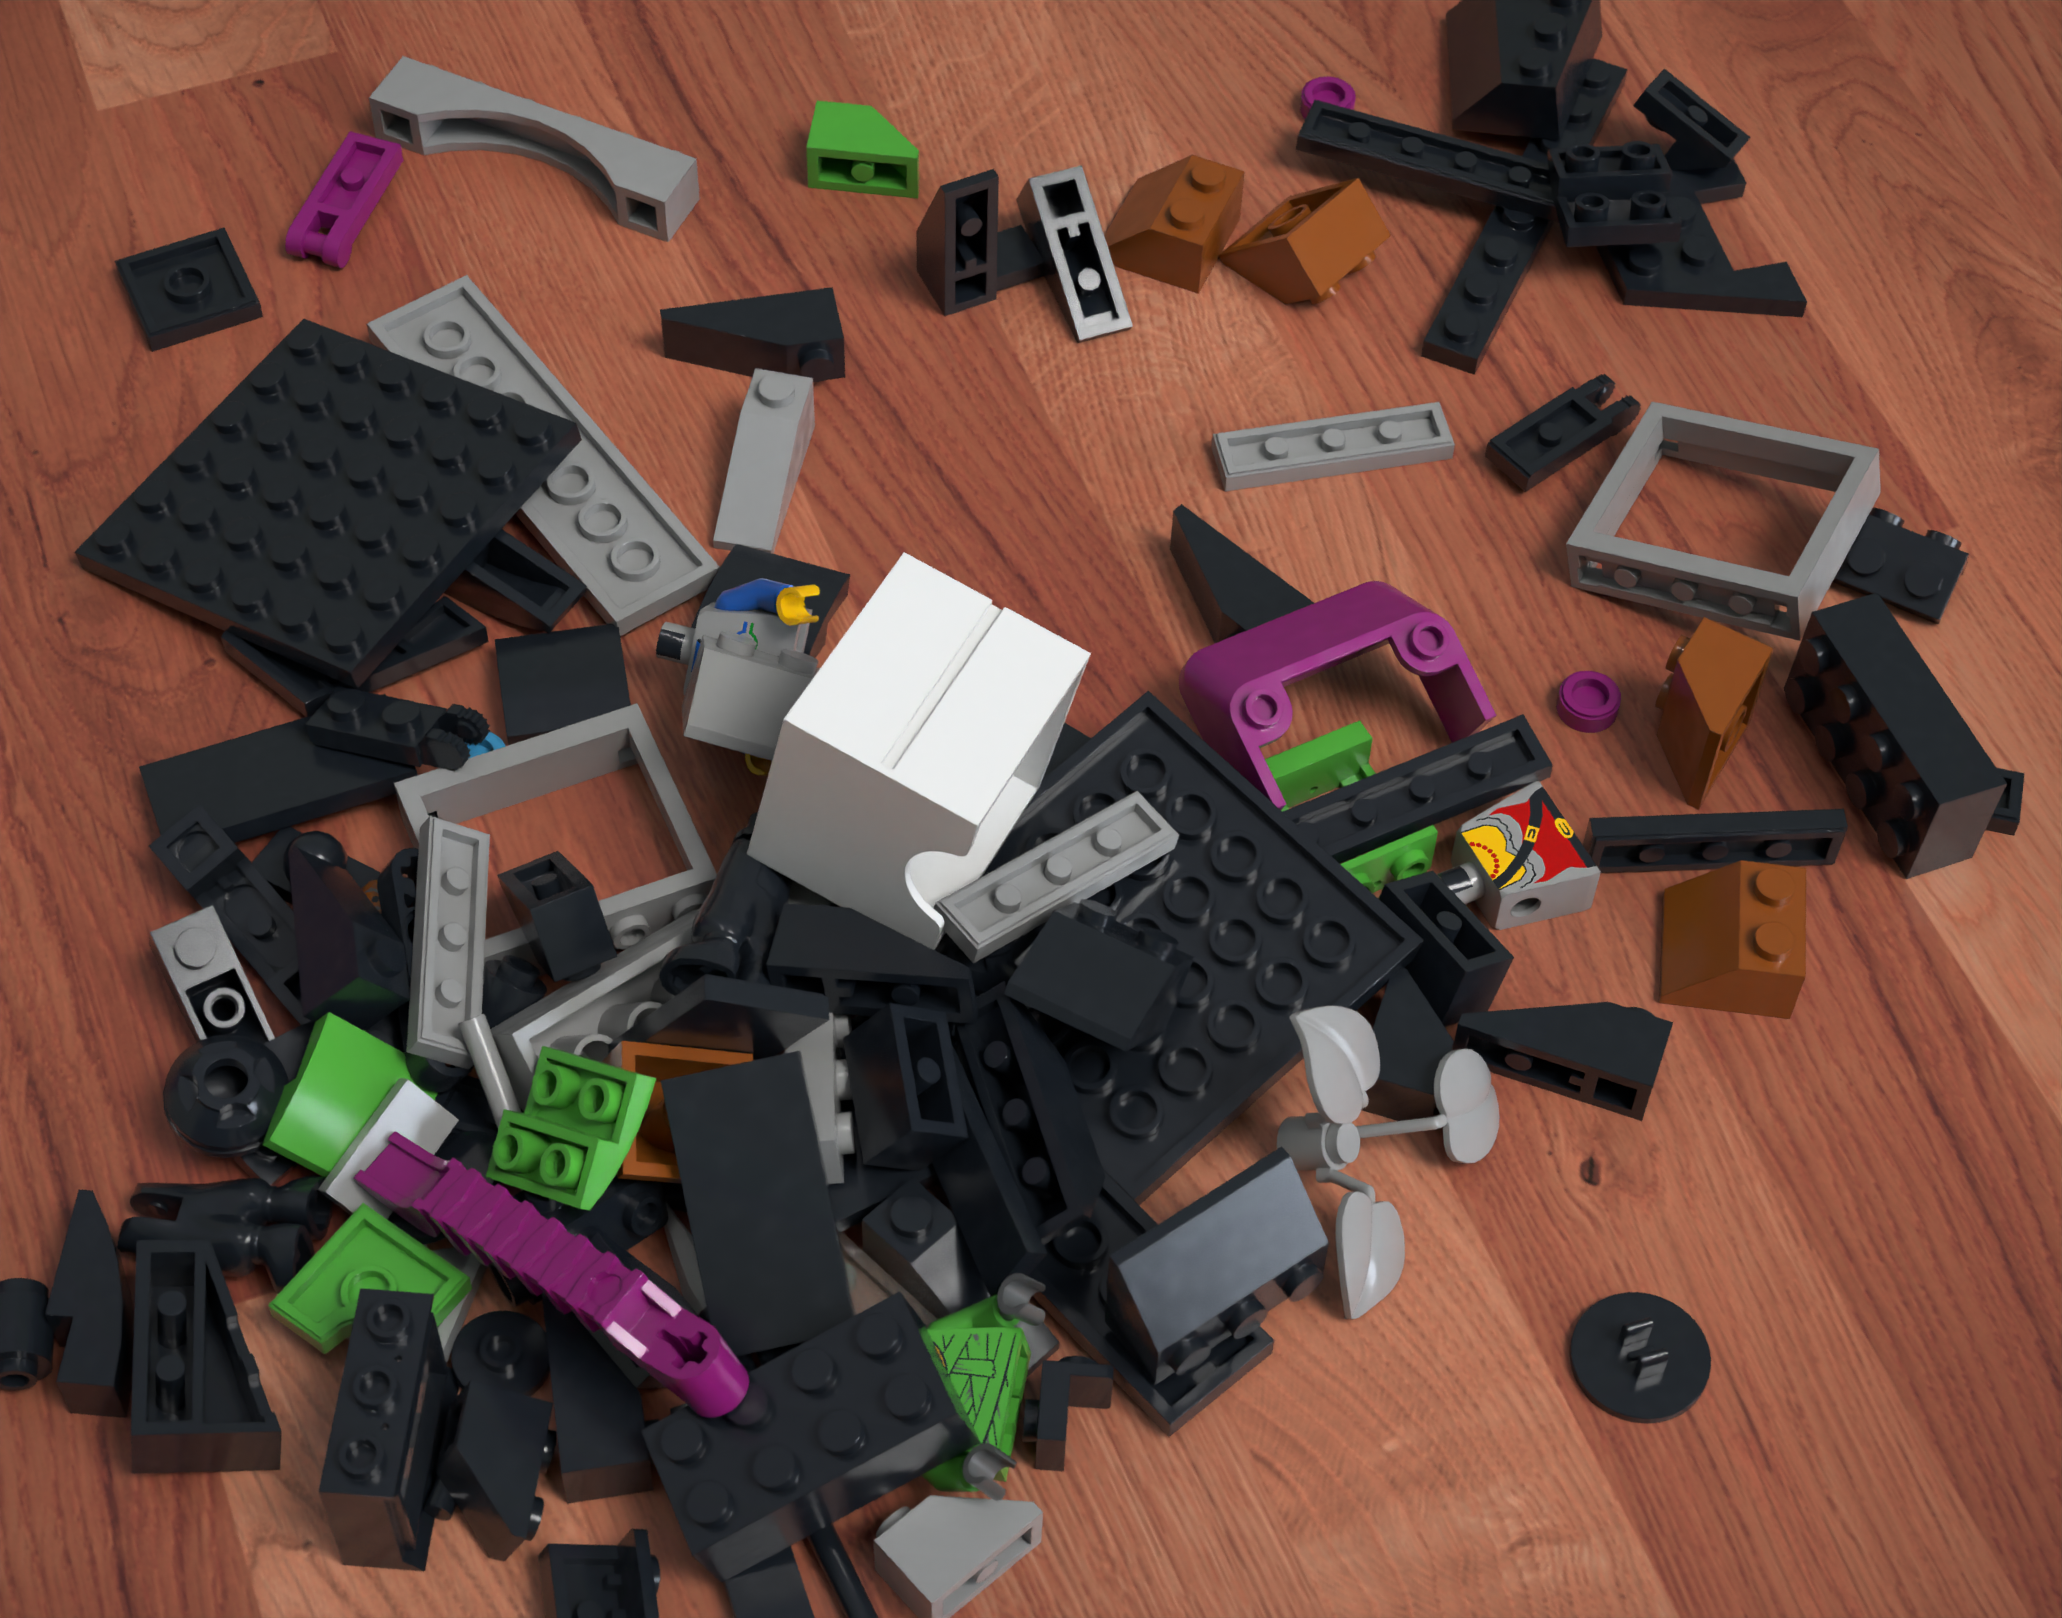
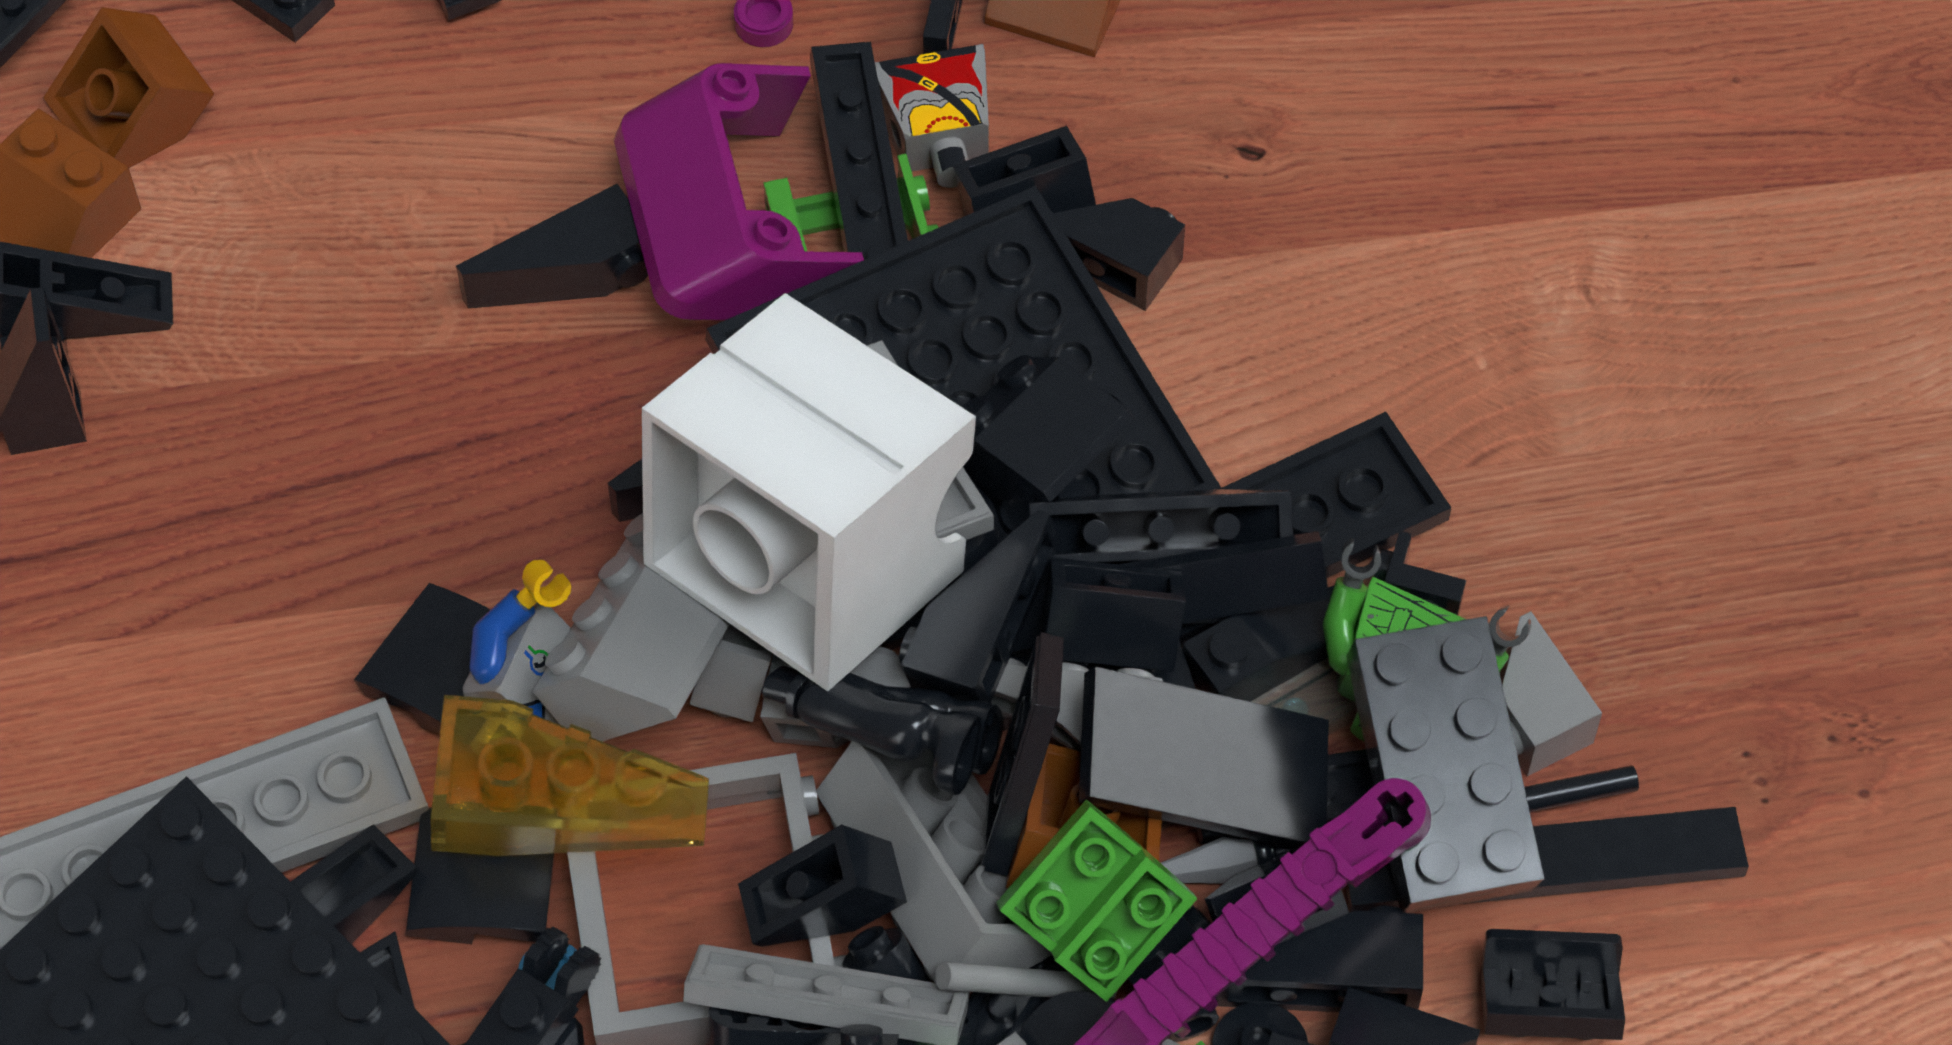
camera: 75 degrees left, 5 degrees up
(621, 671) = (544, 788): none -> clear yellow wedge
(765, 460) = (251, 633): light grey slope -> none
(772, 333) = (78, 601): black slope -> none
(1216, 1268) = (1338, 423): slope -> none
(1332, 446) = (391, 141): light grey tile -> none
(1339, 1068) = (1201, 320): light grey plant -> none
(1577, 1050) = (1156, 105): black slope -> none
(1640, 1357) = (1437, 164): black piece -> none

